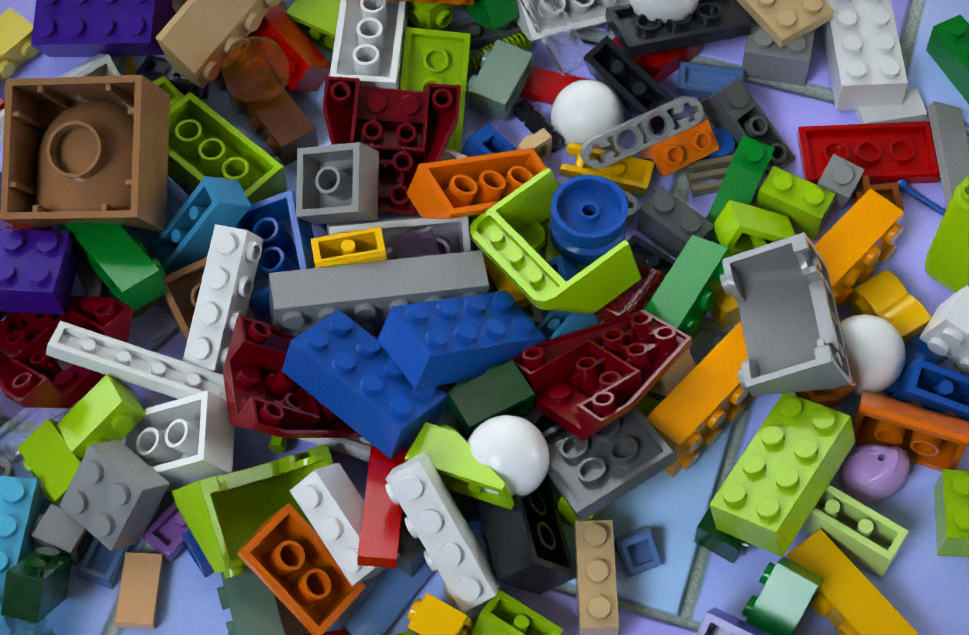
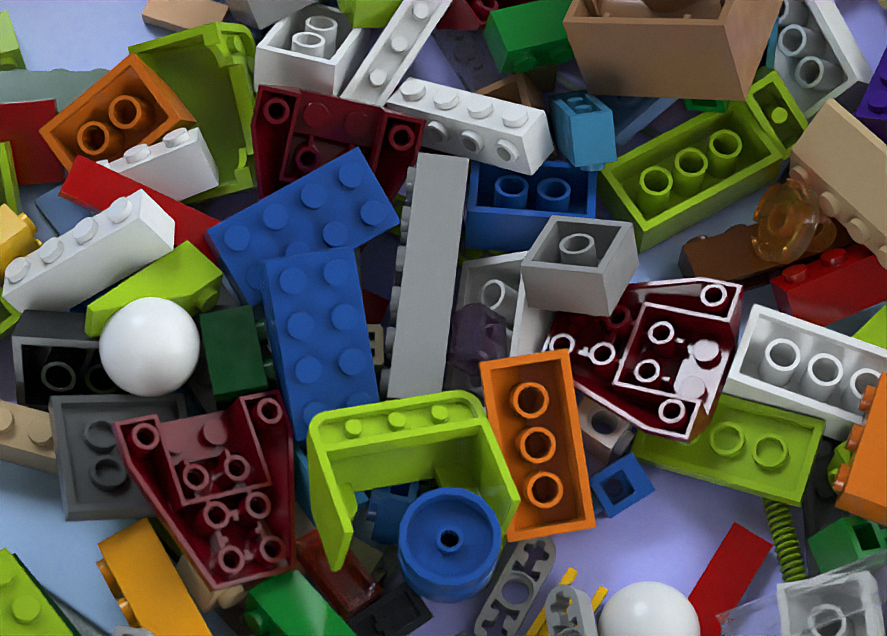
camera: 105 degrees right, 5 degrees up
(349, 248) = (479, 258): yellow brick -> none
(500, 80) = (723, 527): sand green brick -> none
(535, 122) = (652, 566): black axle -> none
(540, 142) = (610, 543): tan plate -> none
(637, 551) = (34, 496): medium blue slope -> none

